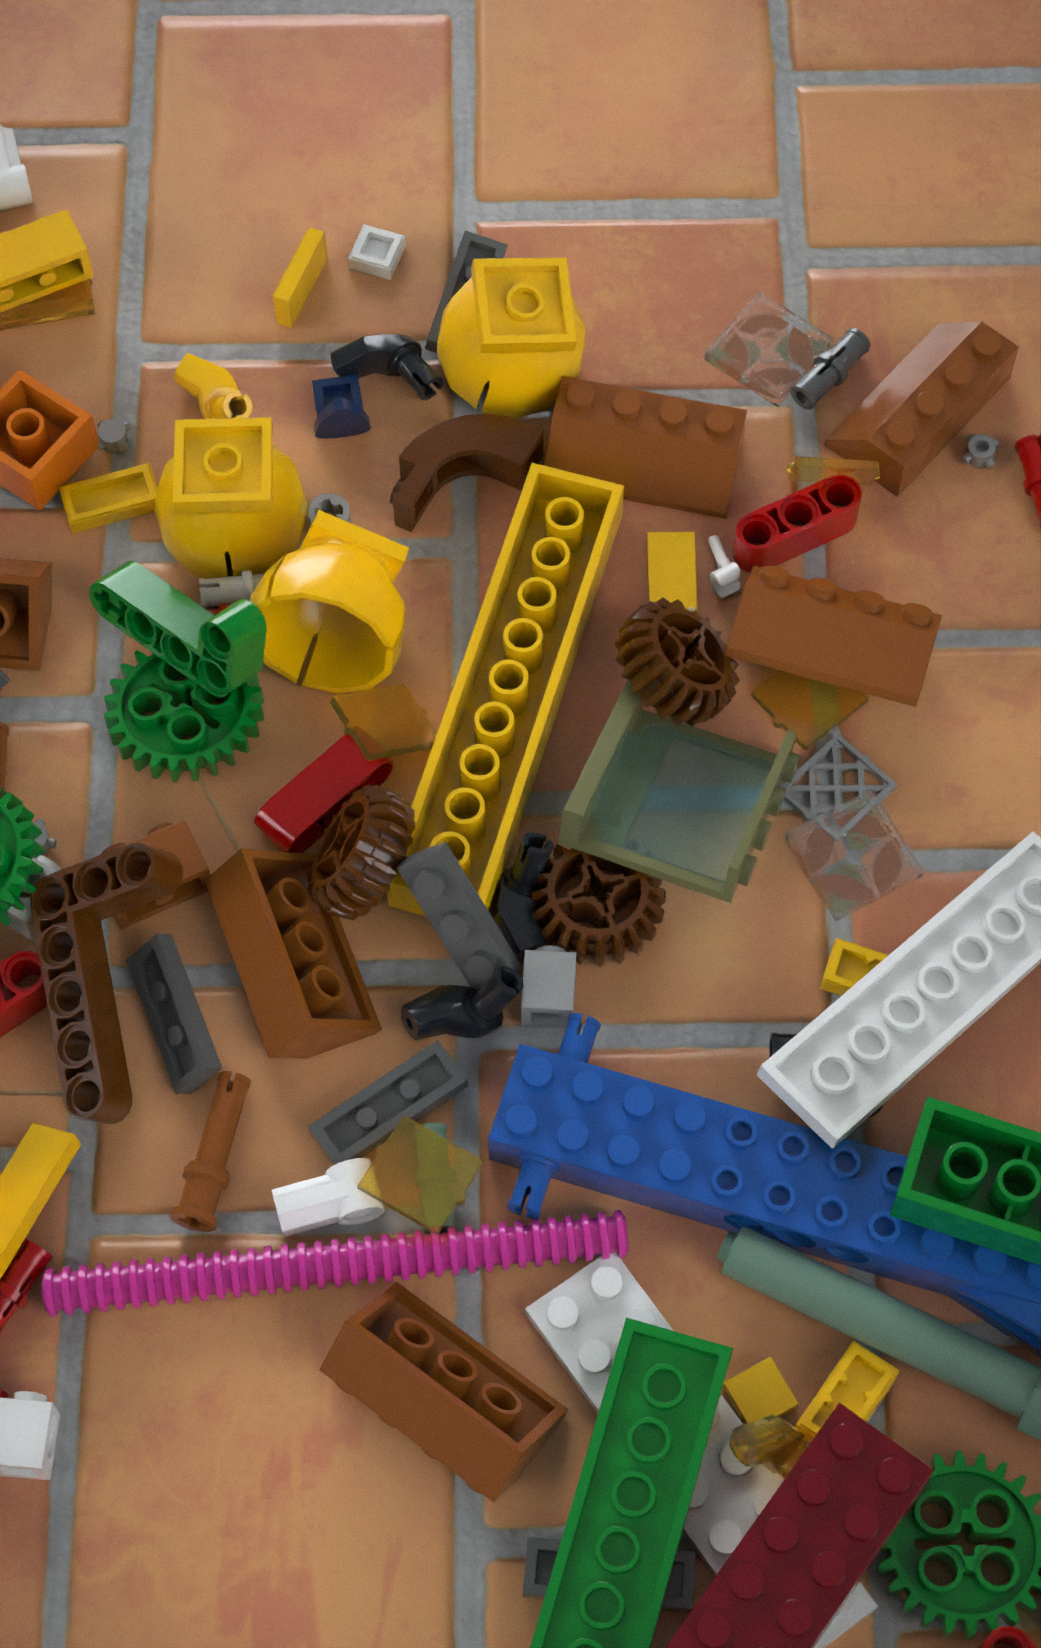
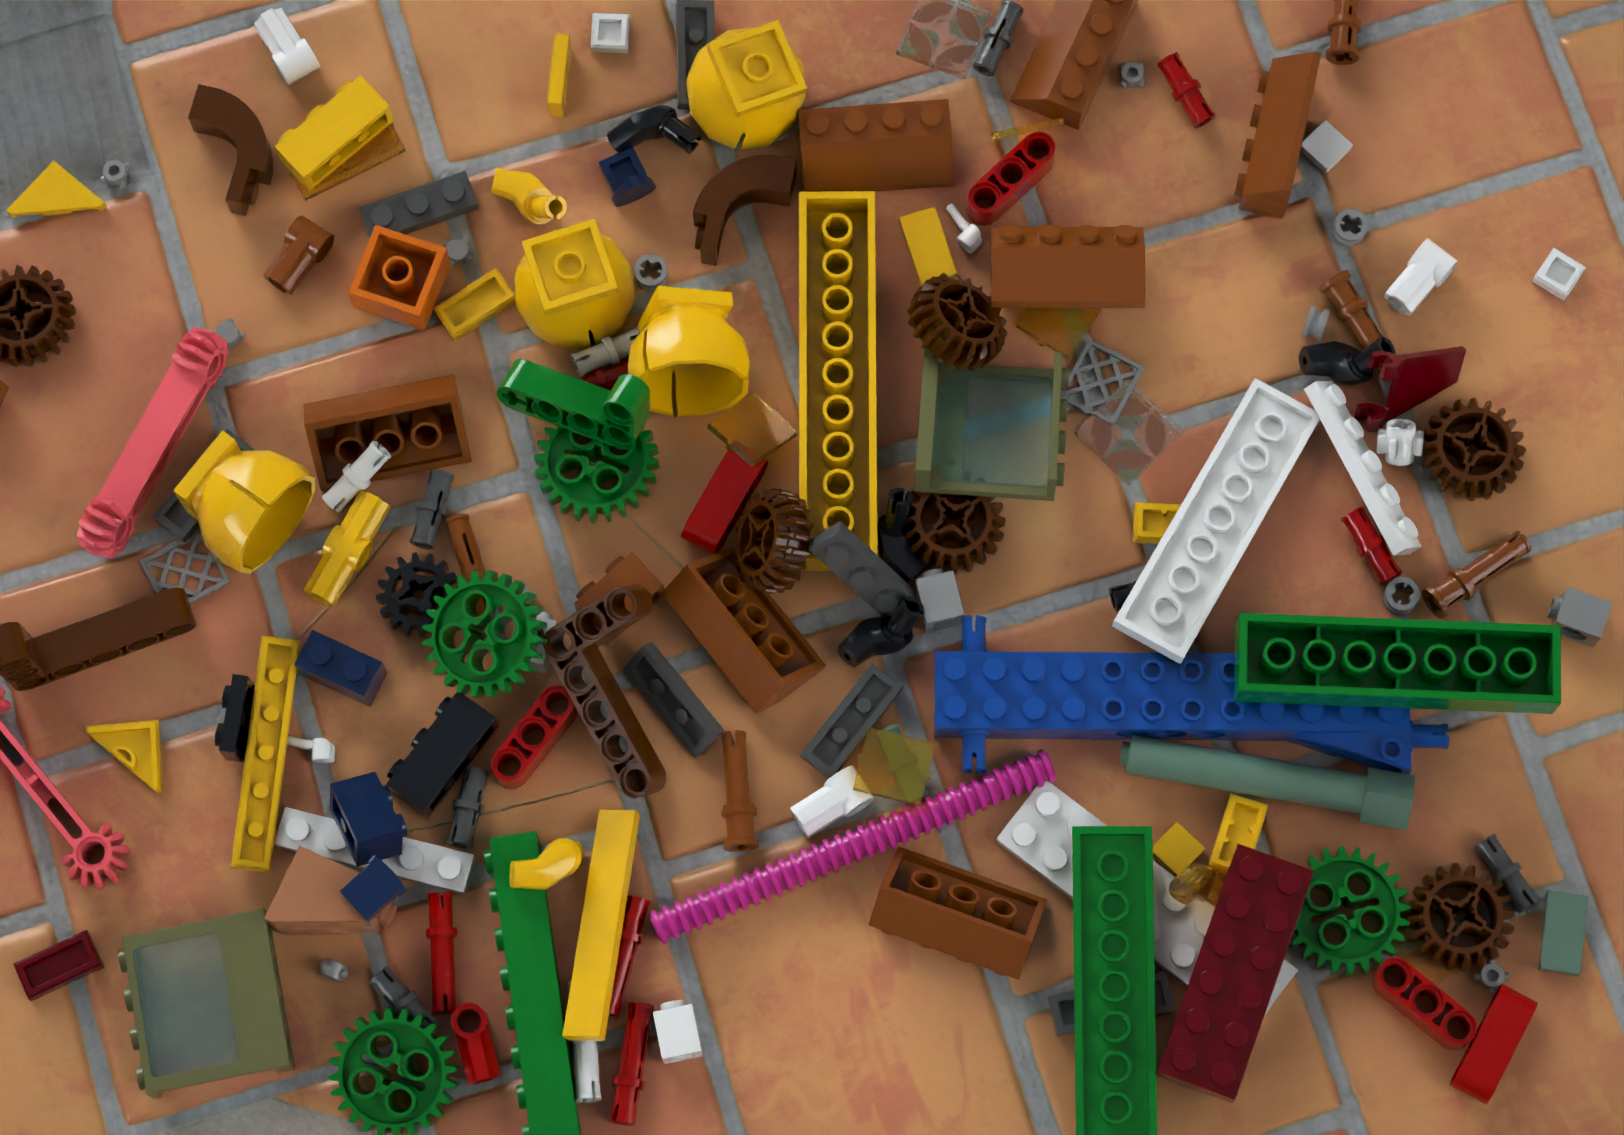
camera: 15 degrees left, 10 degrees up
(96, 375) = (422, 205): none -> dark grey plate

